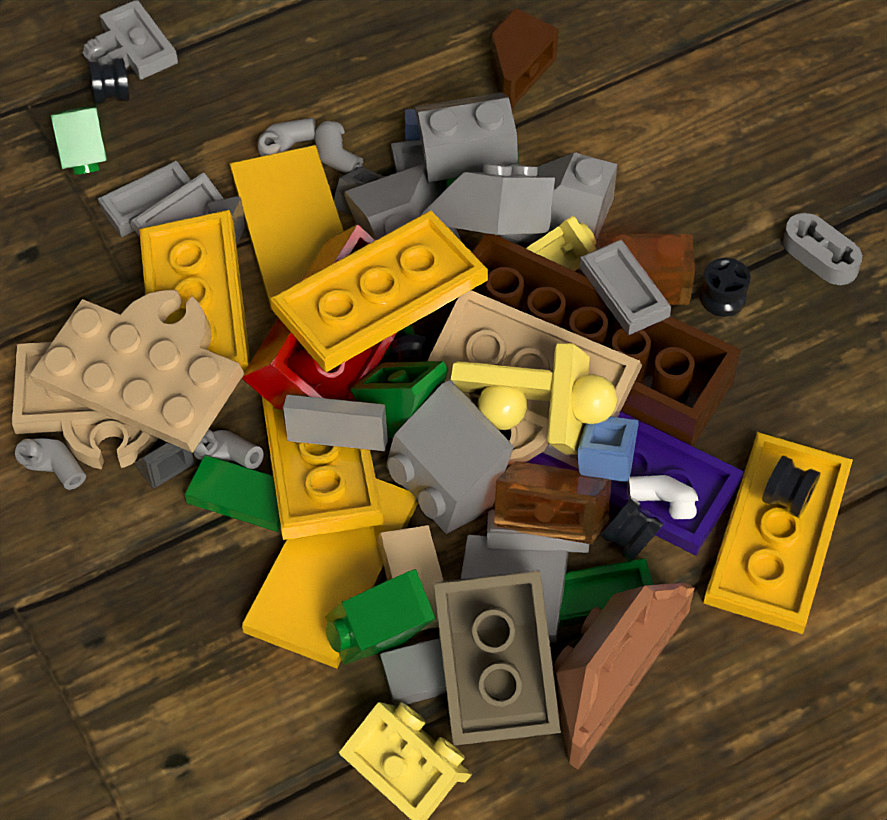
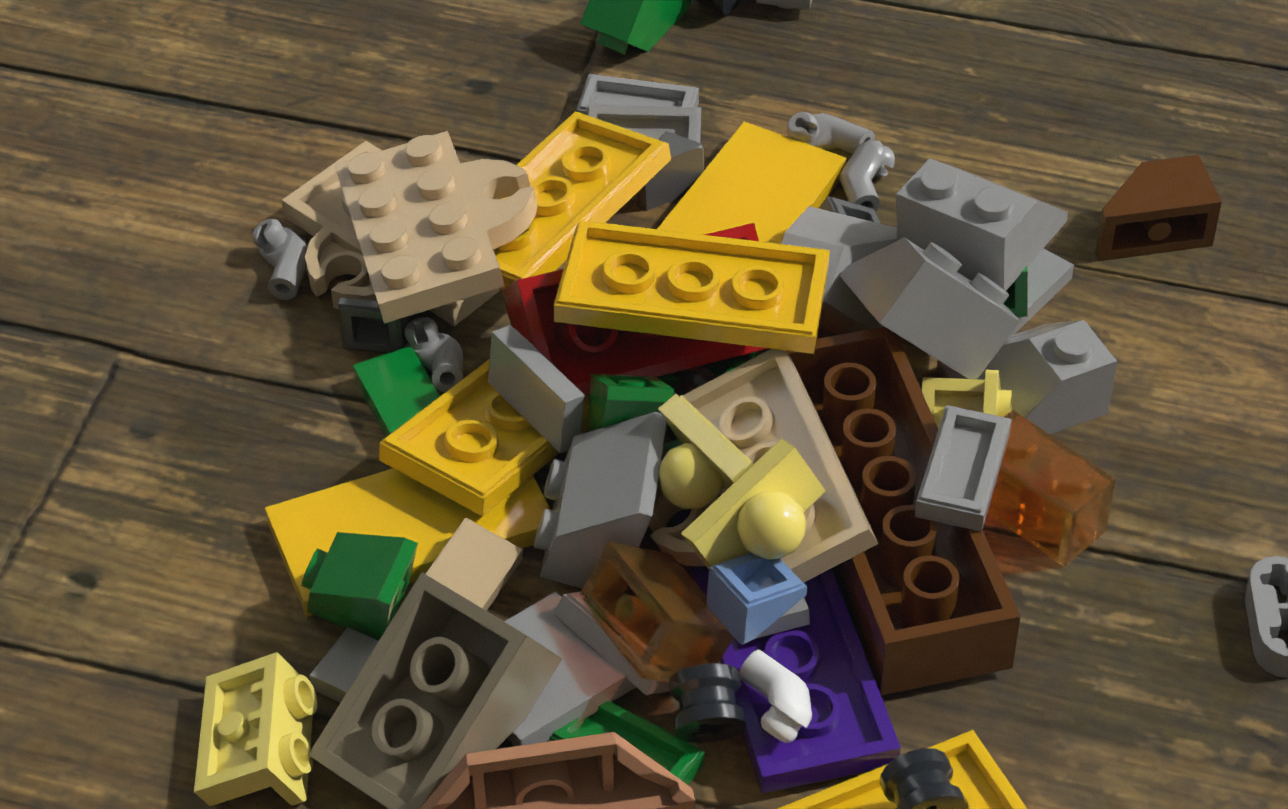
camera: 45 degrees right, 10 degrees down
(719, 276) = (1113, 570): black wheel -> none

